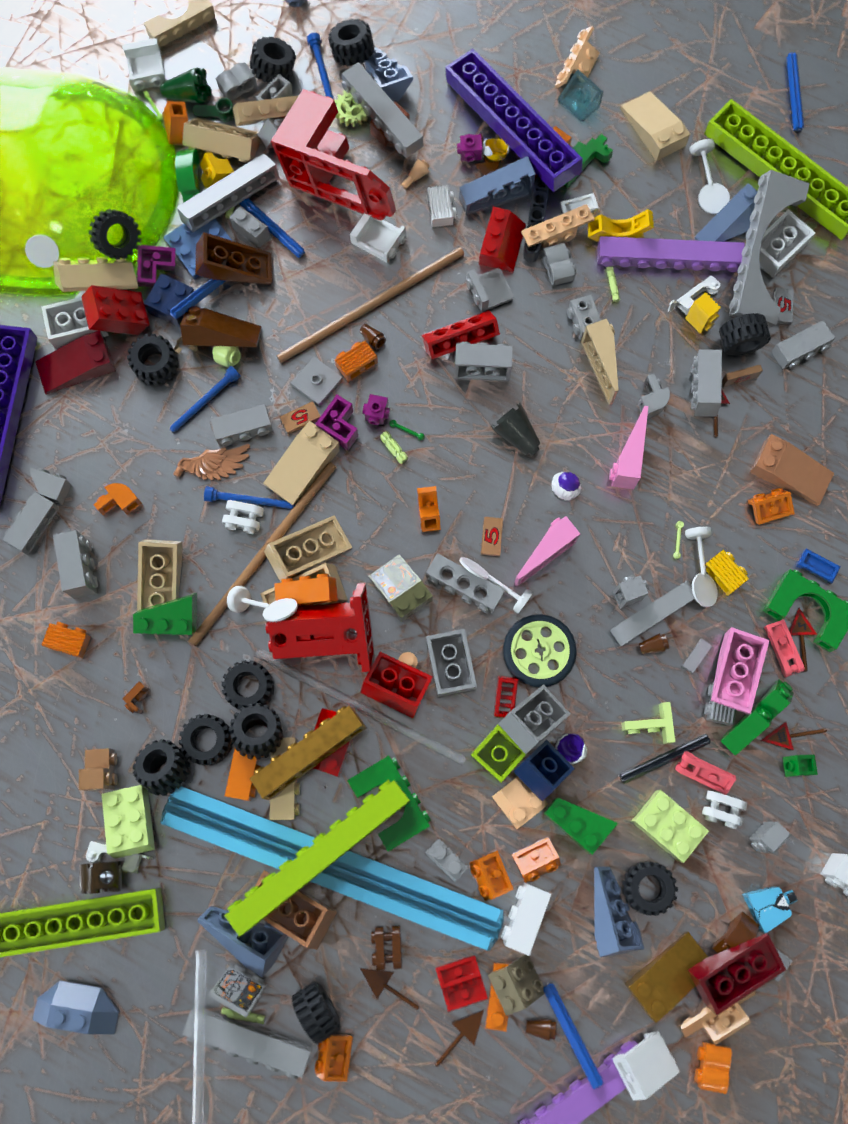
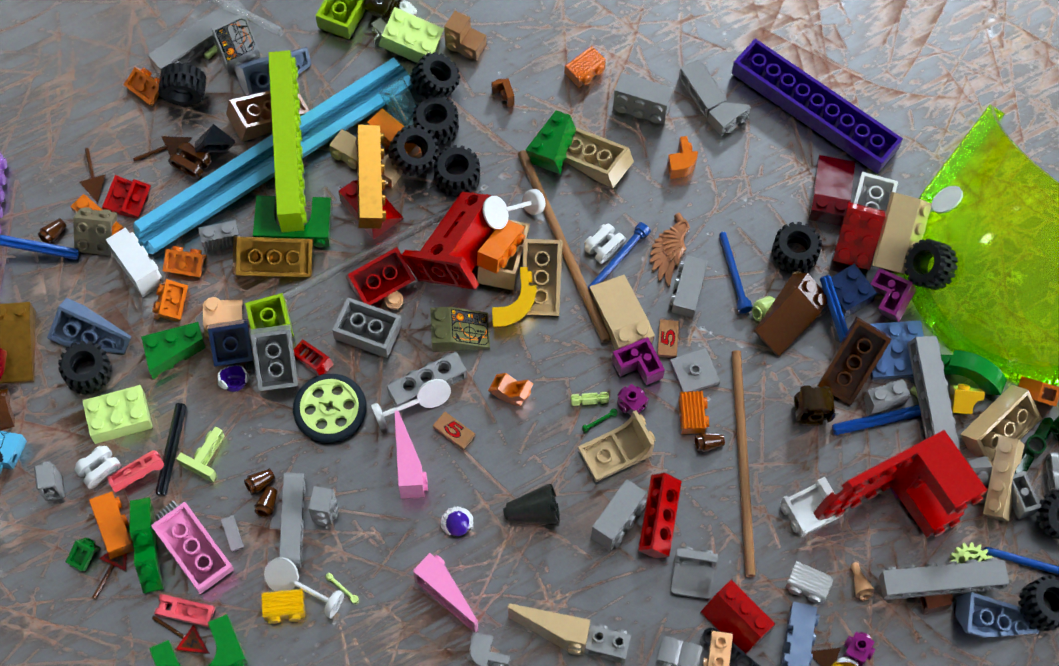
camera: 120 degrees right, 10 degrees down
(208, 784) = (399, 101): none -> clear light blue slope
(292, 271) = (814, 405): none -> dark brown brick
(350, 546) = (519, 309): none -> yellow arch
(357, 939) = (214, 141): none -> black slope
(424, 397) = (618, 448): none -> tan bracket
(439, 796) = (272, 256): none -> pearl gold slope
(641, 663) = (259, 480): none -> reddish brown cone
(762, 757) = (112, 524): none -> orange brick

